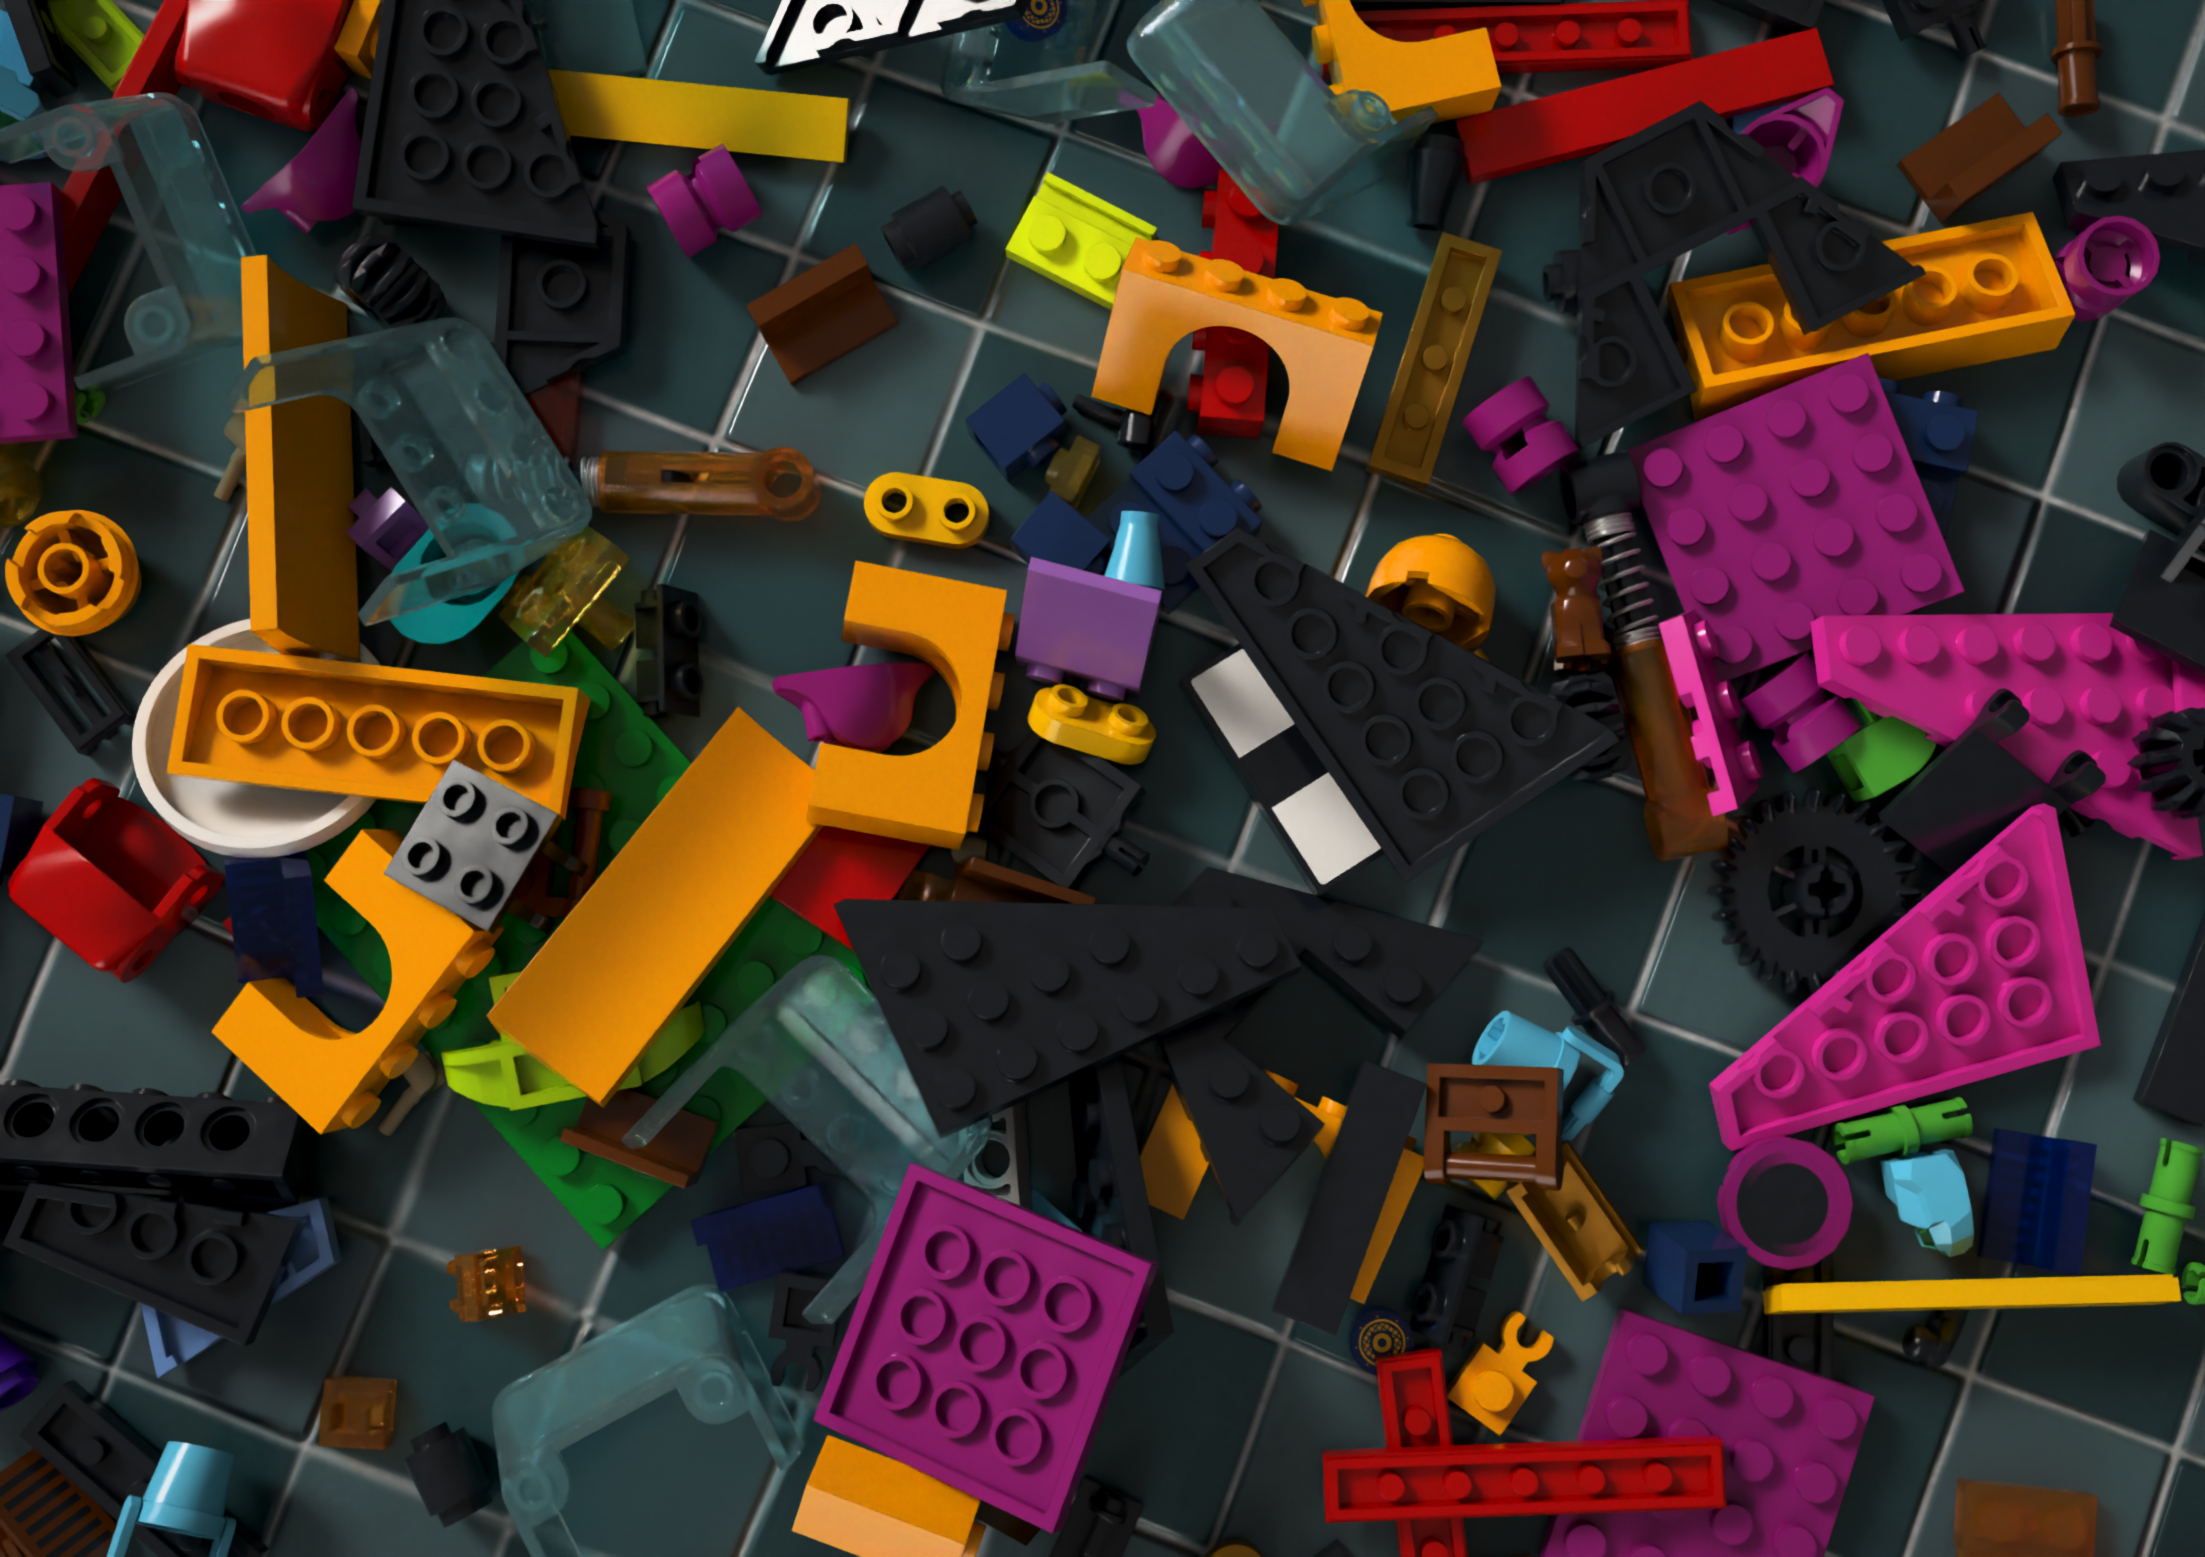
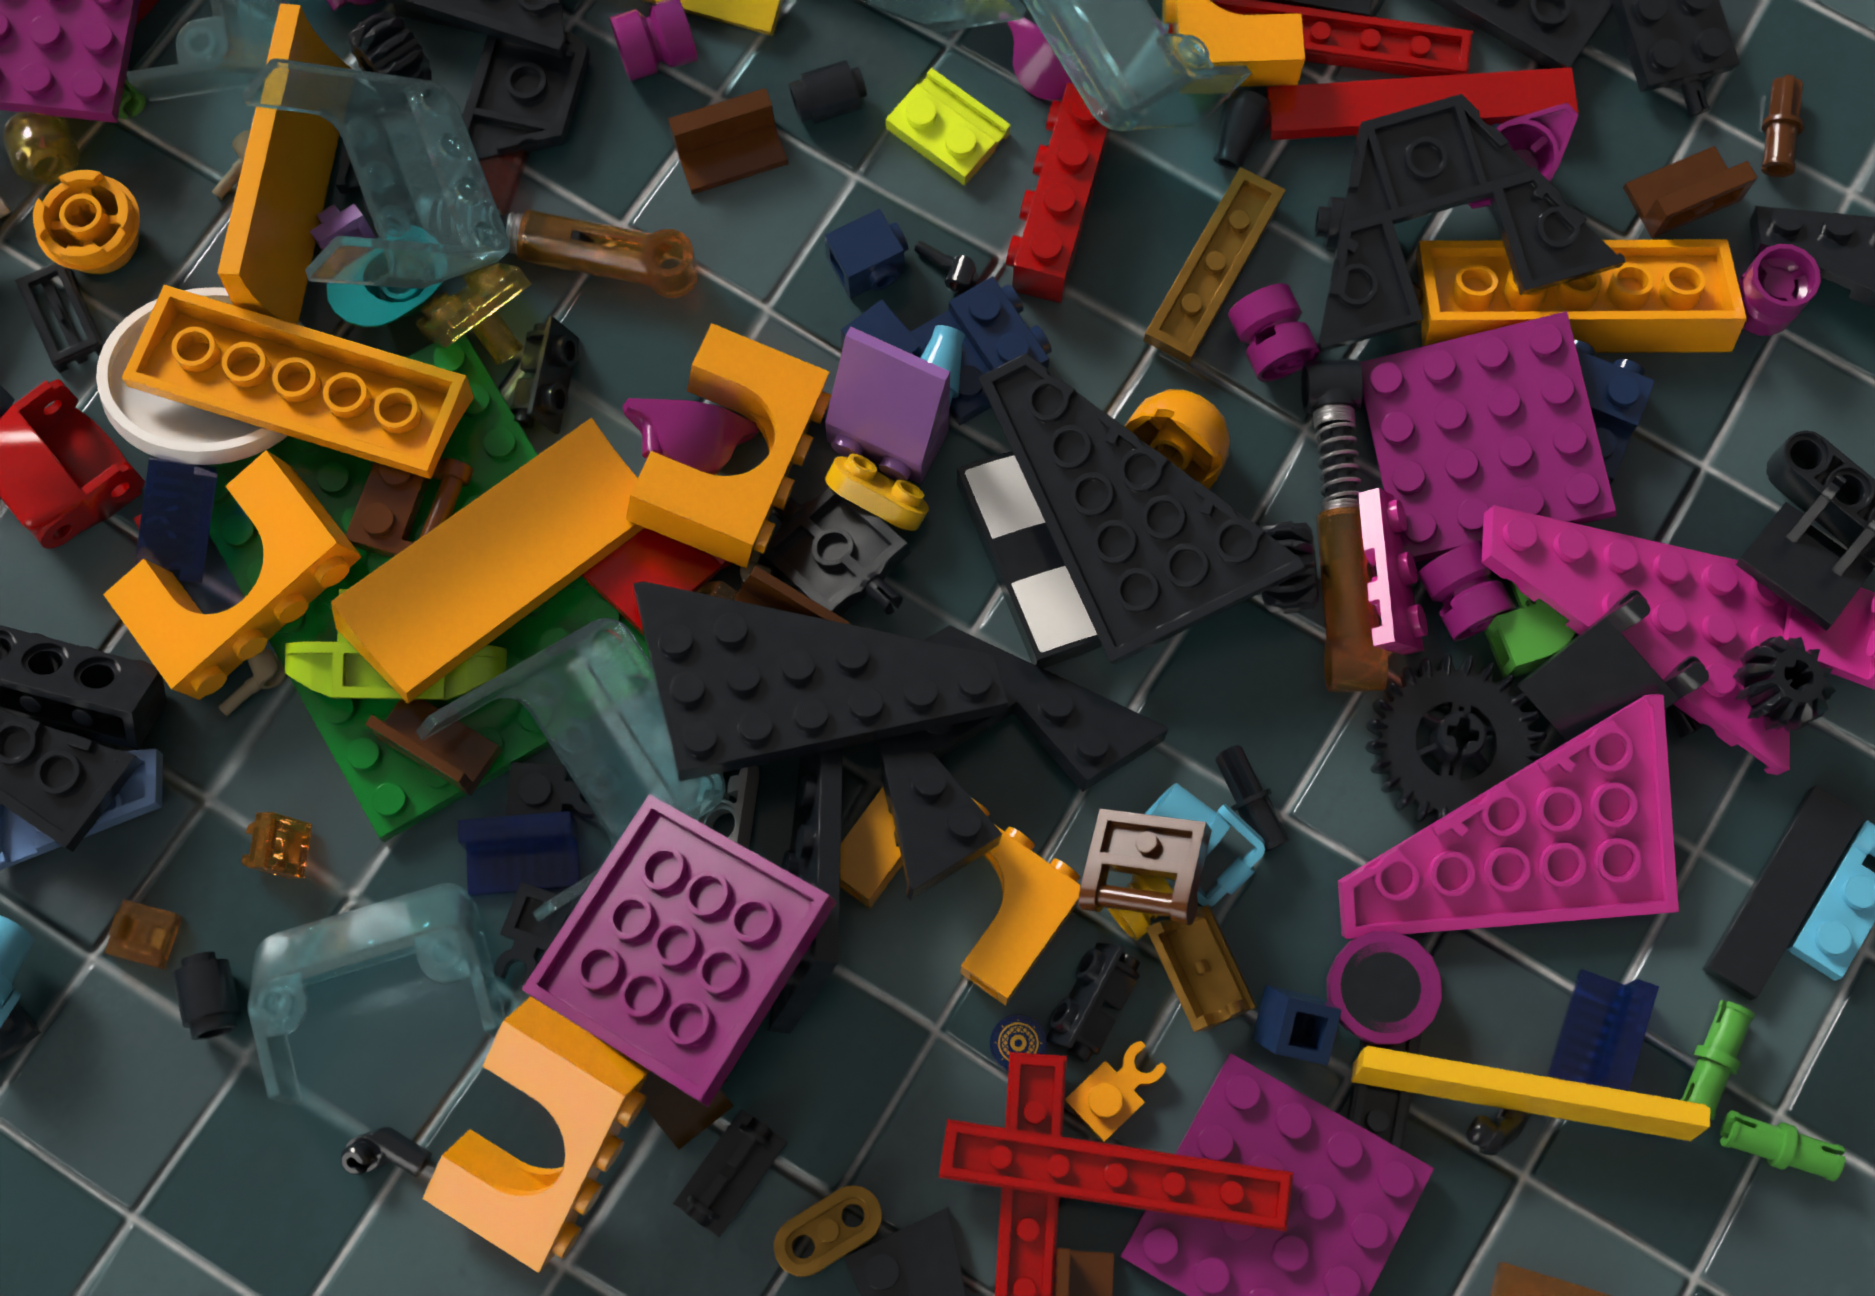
camera: 10 degrees right, 10 degrees down
(477, 847) = (354, 476): plate -> none
(925, 512) = (776, 307): yellow plate -> none
(1073, 470) = (906, 293): clear yellow plate -> none
(1317, 337) = (1120, 219): light orange arch -> none
(1348, 1197) = (1011, 904): black tile -> none
(1576, 610) = (1294, 472): reddish brown animal -> none
(1901, 1130) = (1496, 951): bright green pin -> none
(1931, 1198) = (1511, 1011): medium azure rock -> none

